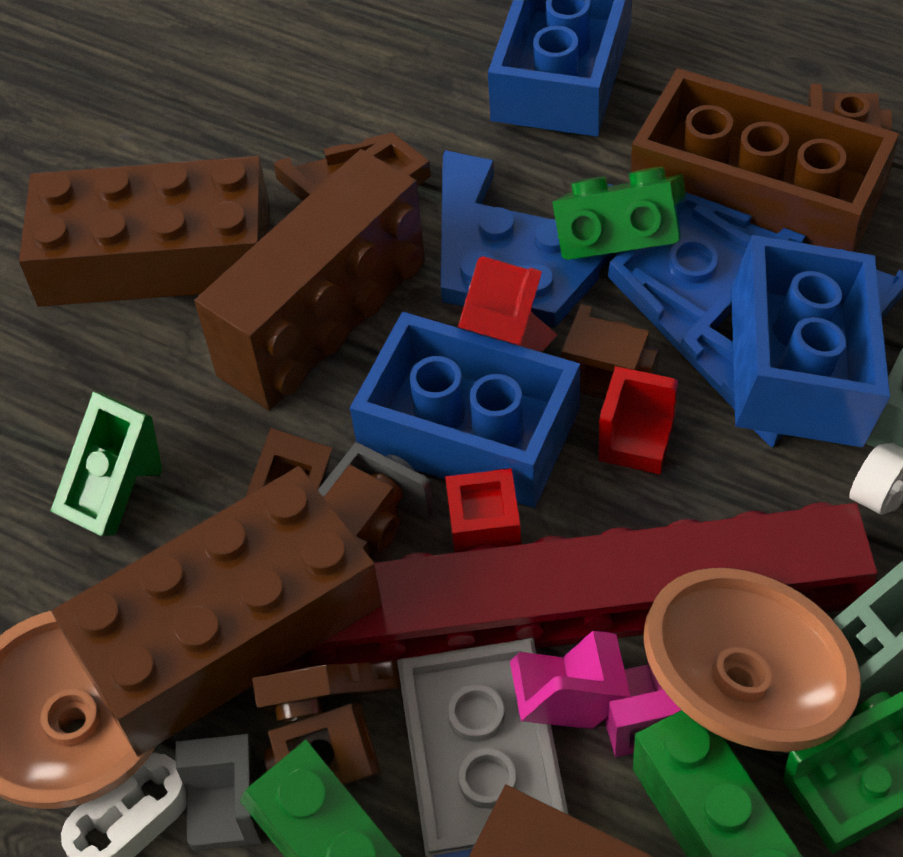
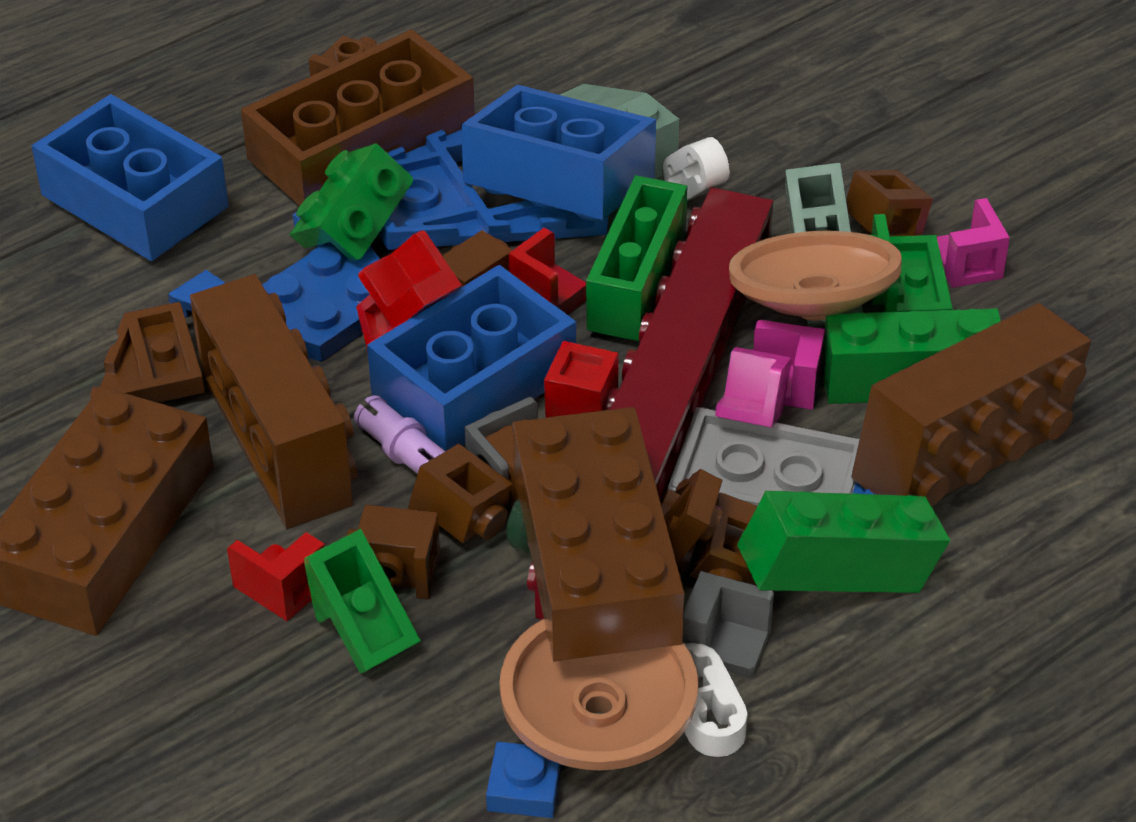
camera: 70 degrees left, 10 degrees down
(140, 386) = (276, 575): none -> red panel
(196, 467) = (404, 544): none -> reddish brown brick
(336, 425) = (401, 438): none -> lavender pin
(708, 476) = (635, 257): none -> green brick

